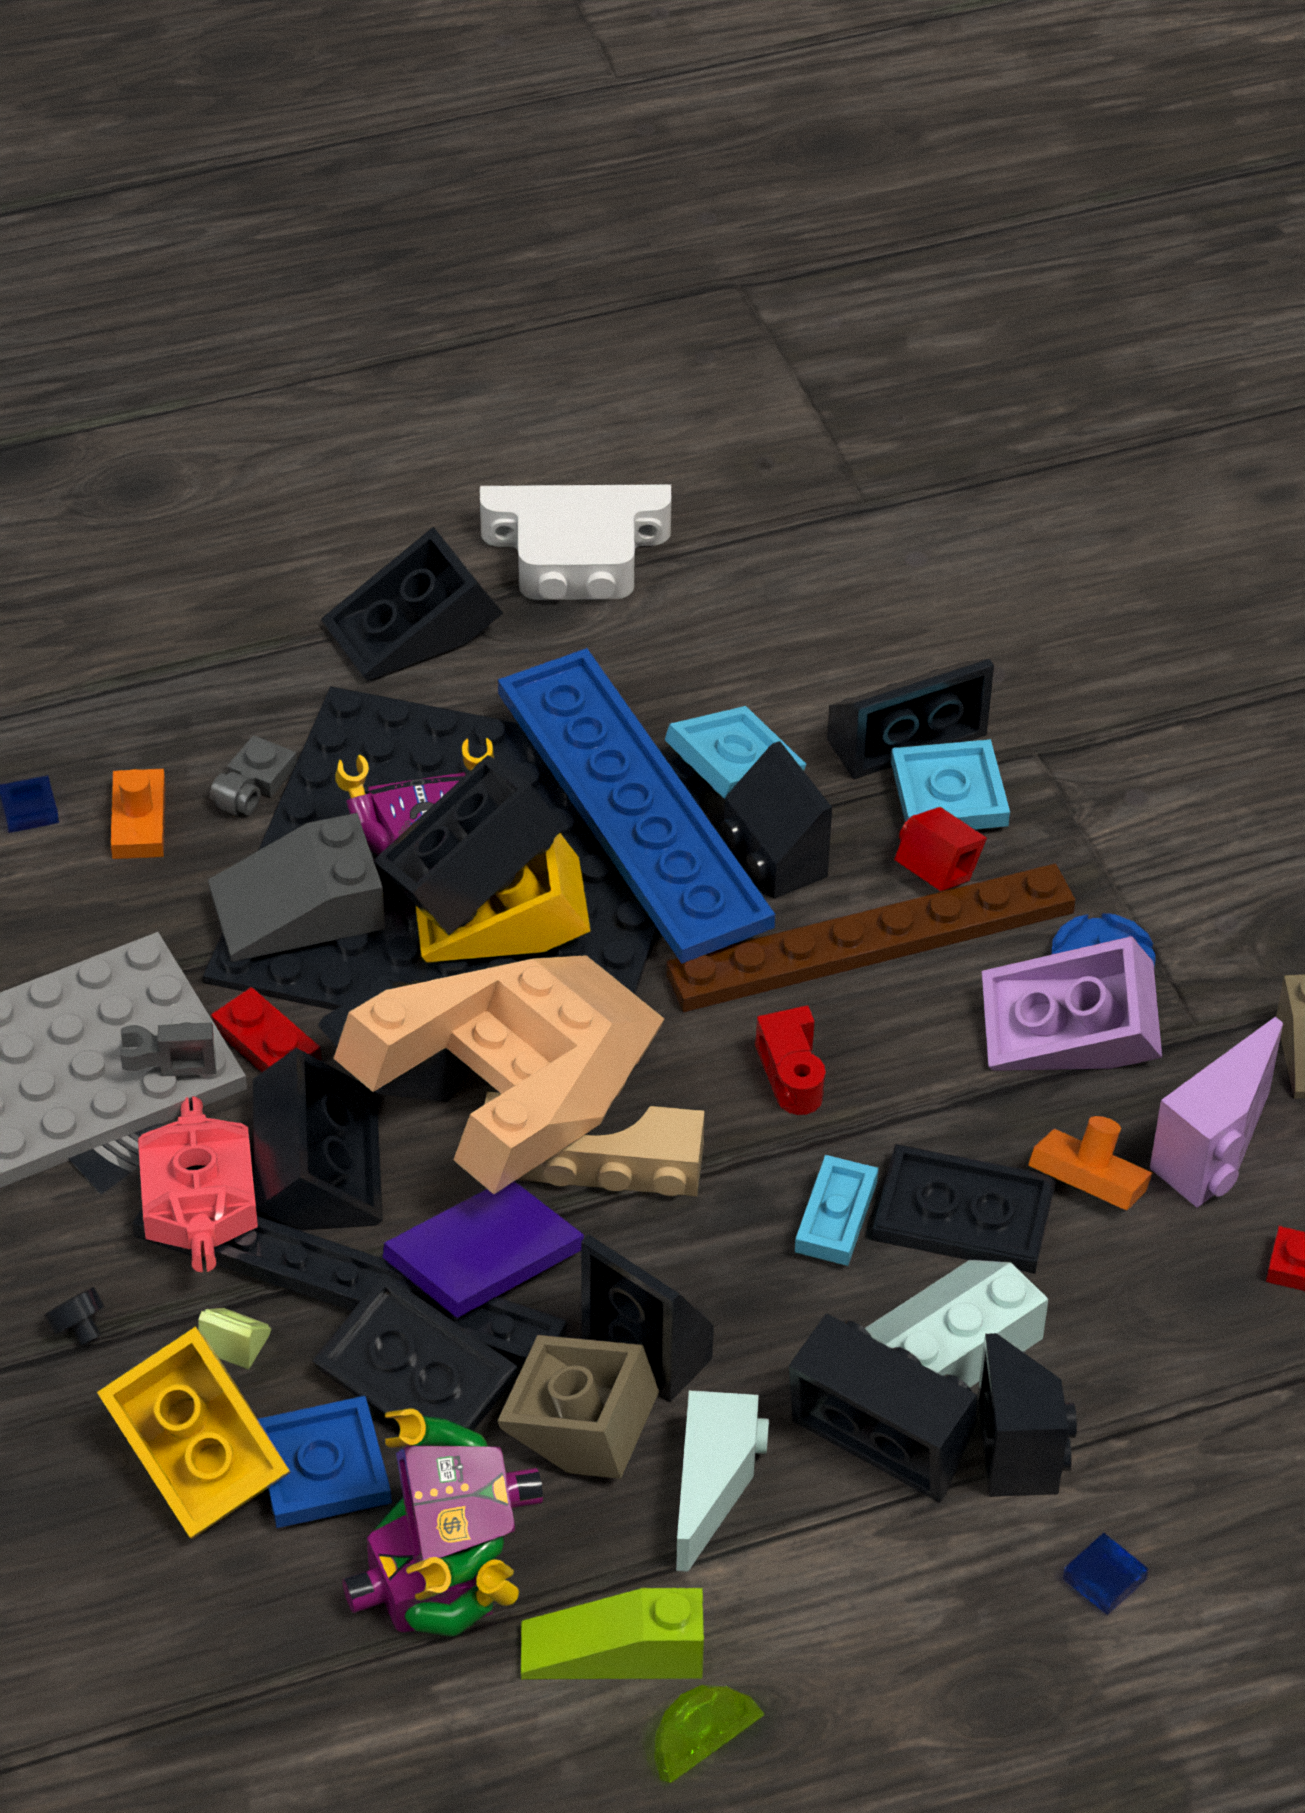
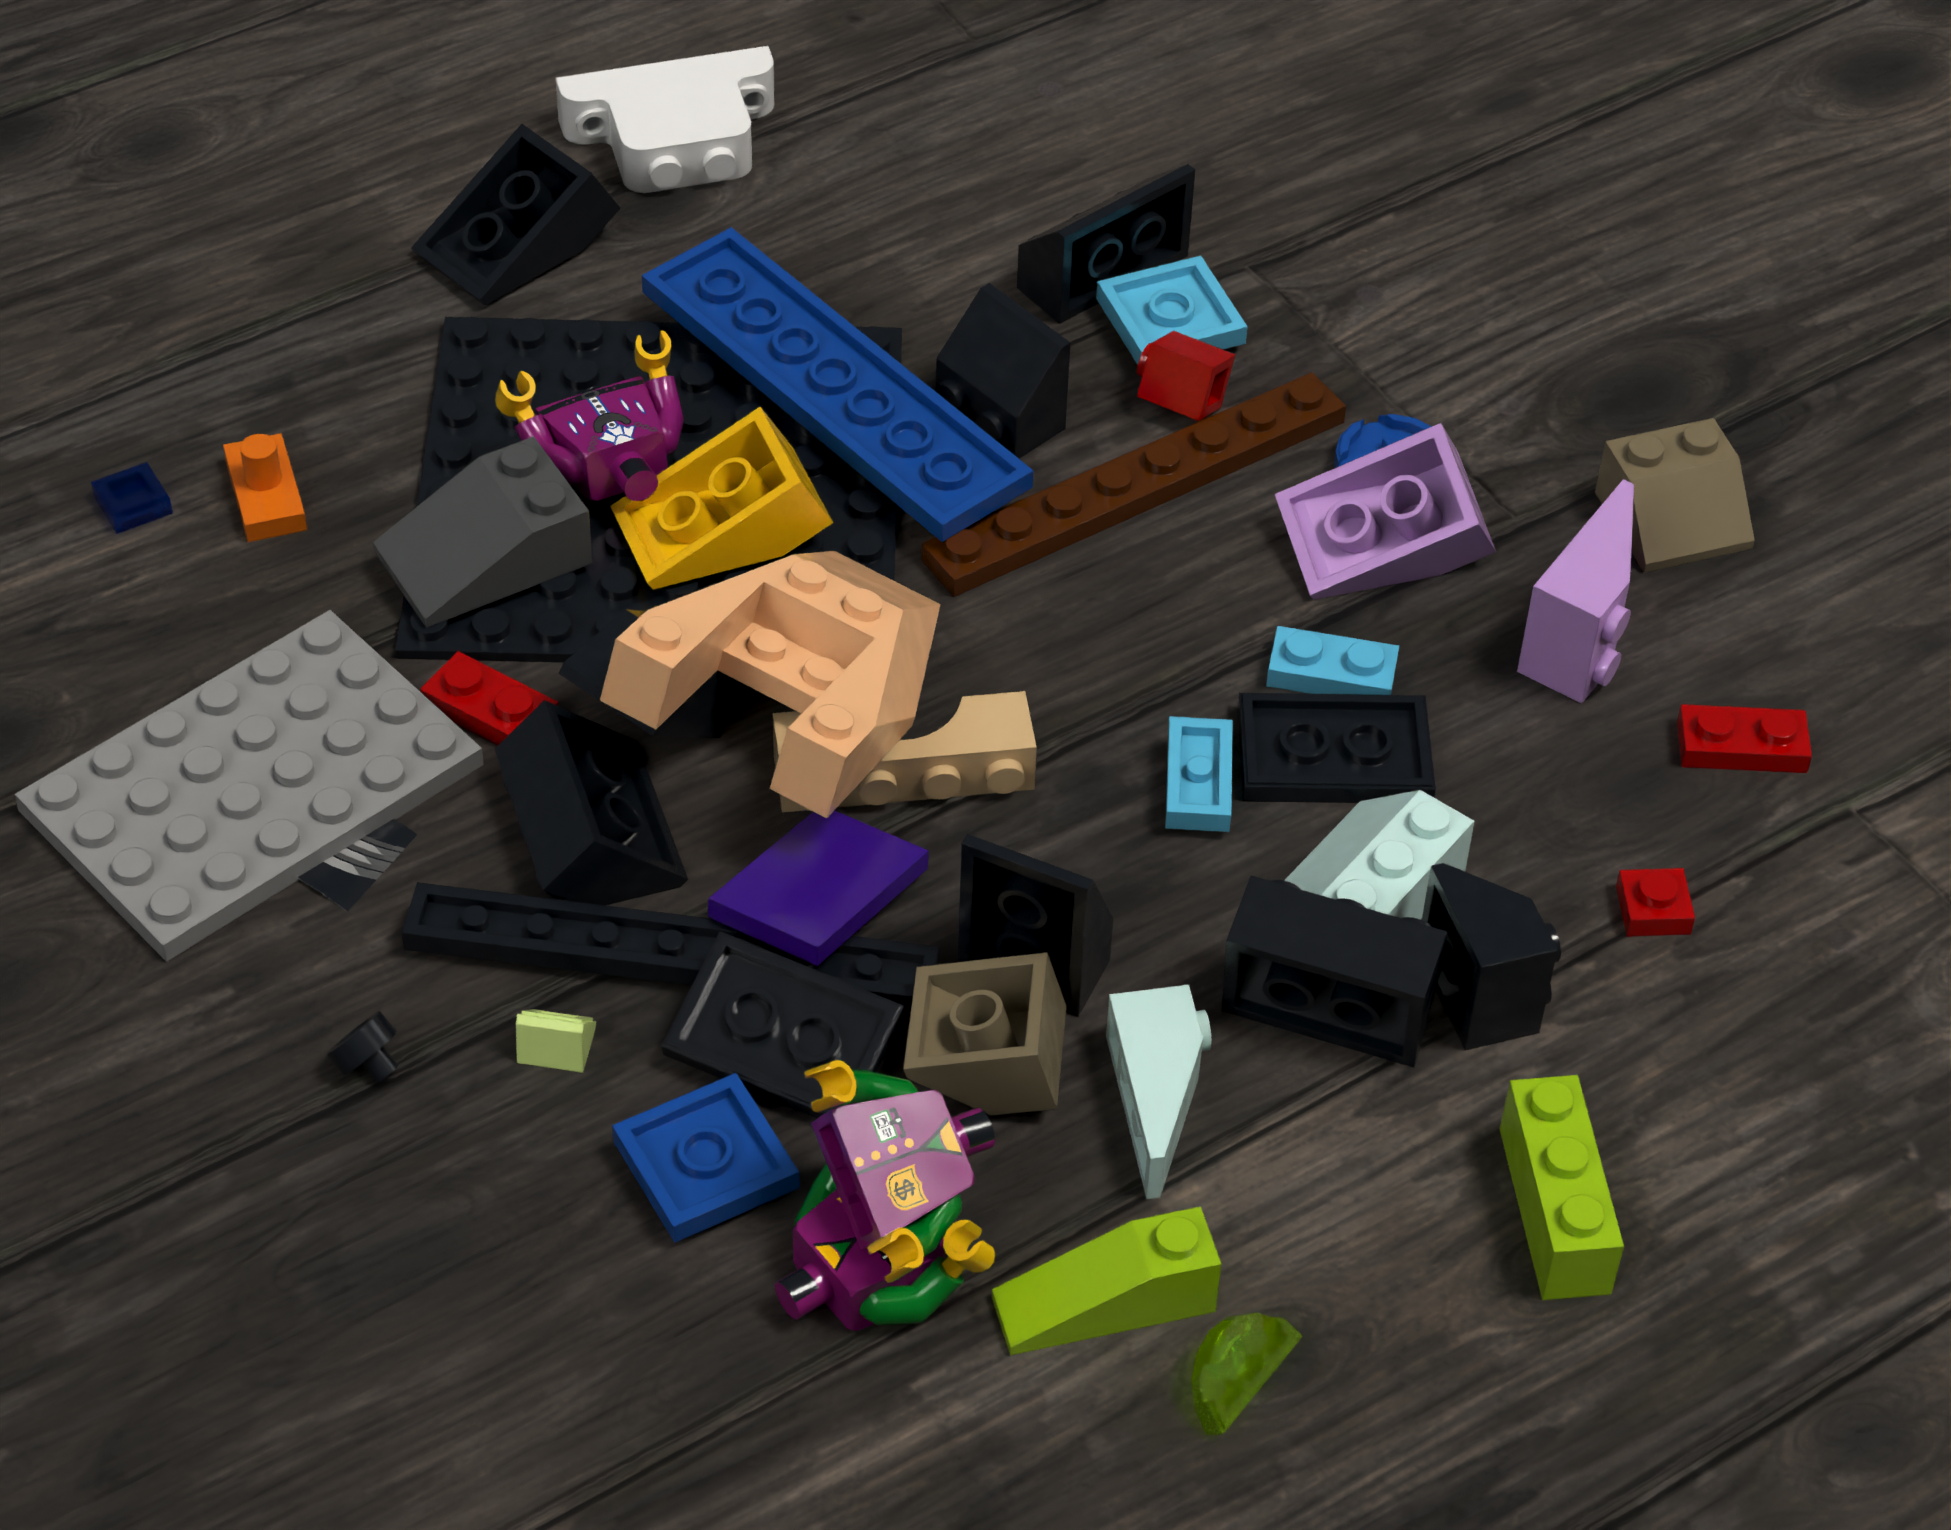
camera: 15 degrees left, 0 degrees up
(178, 1049) = (401, 730): dark grey plate -> none
(194, 1432) = (552, 1151): yellow slope -> none
(197, 1205) = (469, 898): coral plate -> none
(254, 771) = (384, 422): dark grey plate -> none
(470, 844) = (679, 445): black slope -> none
(723, 745) = (913, 308): medium azure plate -> none
(785, 1050) = (1093, 625): red leg -> none
(984, 1132) = (1330, 664): none -> medium azure plate
(1021, 1633) = (1561, 1188): none -> lime brick
(1091, 1163) = (1460, 673): orange tile -> none
(1105, 1573) = (1625, 1106): clear blue tile -> none
(1196, 1399) = (1655, 902): none -> red plate

